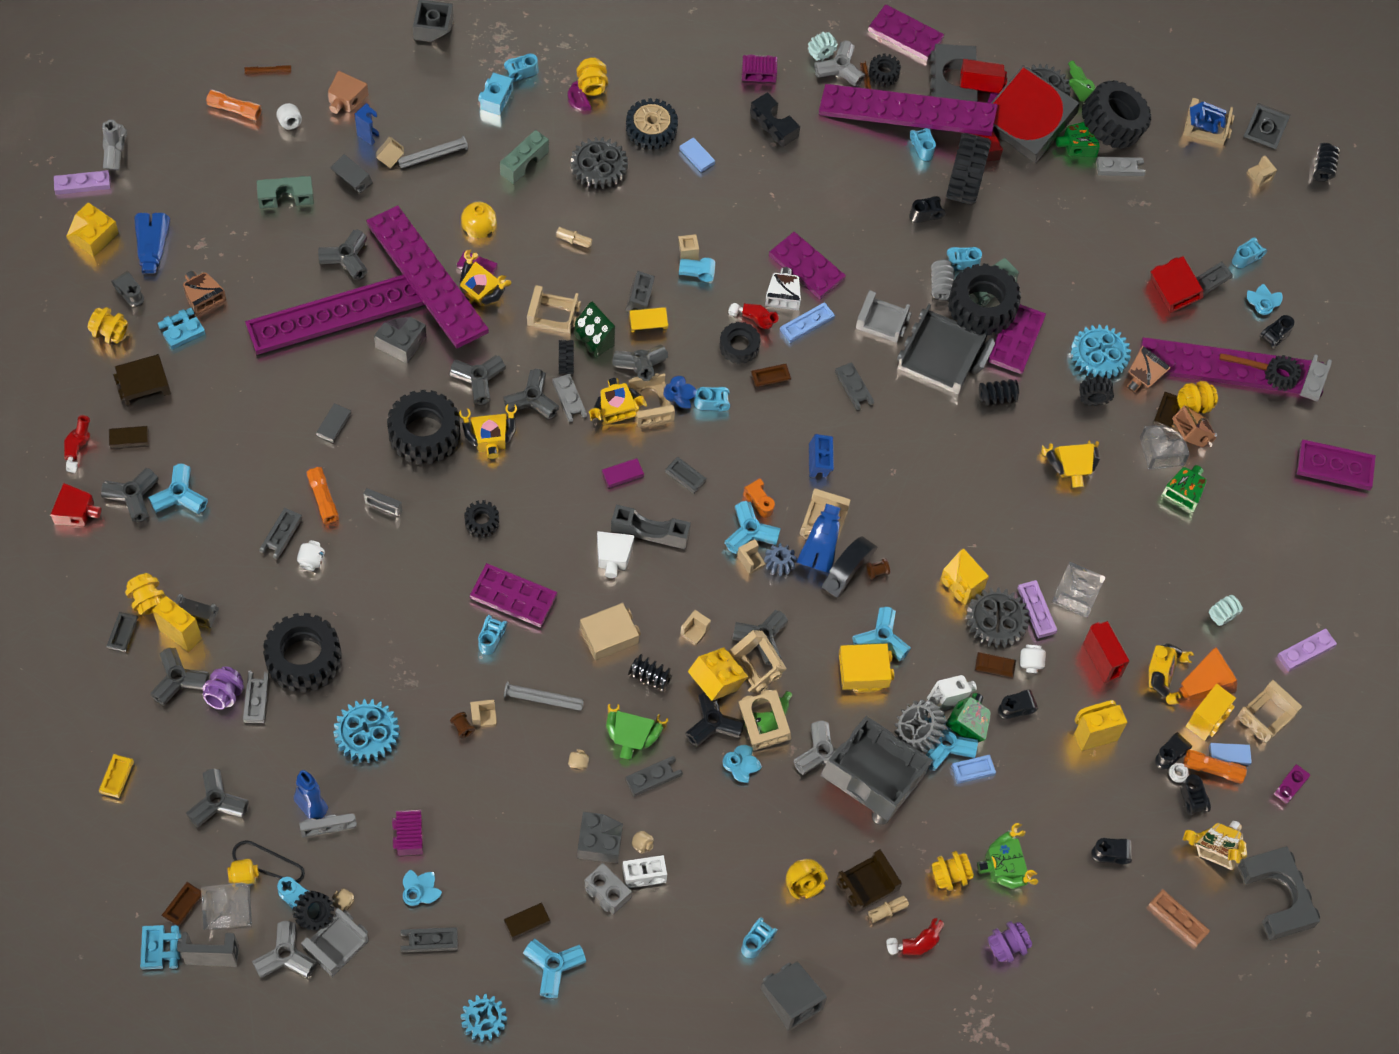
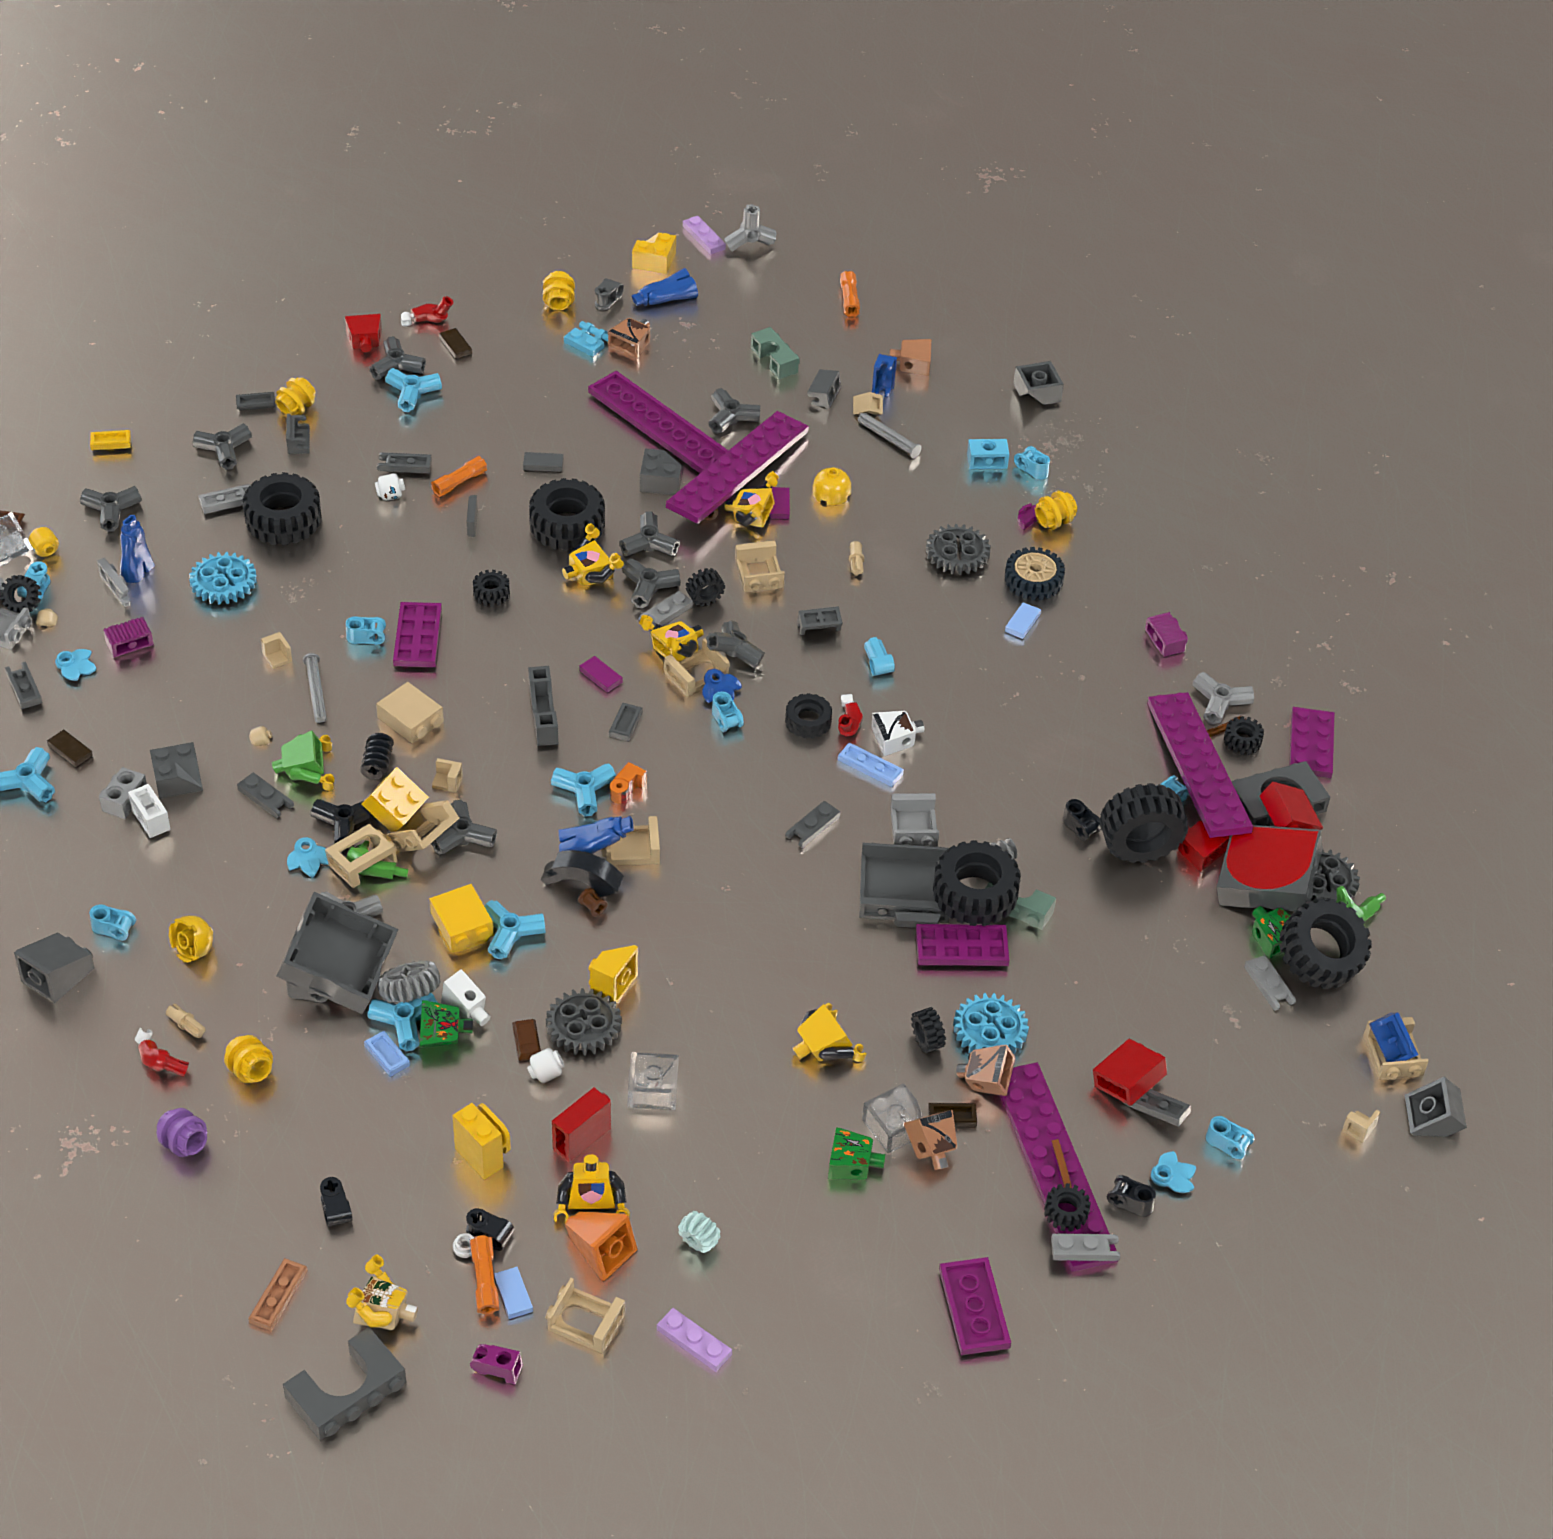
camera: 70 degrees right, 15 degrees down
(141, 378) = (518, 328): dark brown panel -> none
(177, 624) = (269, 420): yellow brick -> none
(223, 688) = (223, 471): medium lavender piece -> none
(273, 853) = (74, 564): black piece -> none
(284, 68) = (908, 305): dark orange piece -> none
(289, 116) = (860, 329): white head -> none
(462, 725) = (254, 642): reddish brown bush -> none
(515, 163) = (939, 493): sand green arch -> none
(595, 330) = (750, 600): dark green slope -> none
(614, 552) = (502, 690): white torso -> none
(642, 841) = (189, 808): tan piece -> none
(648, 319) = (791, 637): yellow hinge -> none
(689, 247) = (897, 641): tan panel -> none
(750, 557) = (552, 795): tan panel -> none
(771, 375) = (785, 752): reddish brown tile -> none
(782, 130) = (1103, 670): black arch -> none
(787, 559) = (559, 817): sand blue gear -> none
(808, 264) = (942, 744): magenta plate -> none
(821, 455) = (705, 813): blue hinge -> none
(822, 46) = (1231, 671): light aqua gear -> none
(869, 881) = (210, 996): dark brown panel -> none
(963, 257) = (1036, 870): medium azure piece -> none
(999, 391) = (877, 945): black piece -> none
(1006, 861) = (282, 1106): bright green torso -> none
(1017, 705) = (482, 1067): black piece -> none
(1038, 610) = (613, 1055): lavender plate -> none
(1195, 799) = (435, 1268): black piece -> none
(1198, 397) = (975, 1126): yellow piece -> none
(1211, 713) = (550, 1247): yellow brick -> none
(1326, 162) = (1422, 1183): black piece -> none

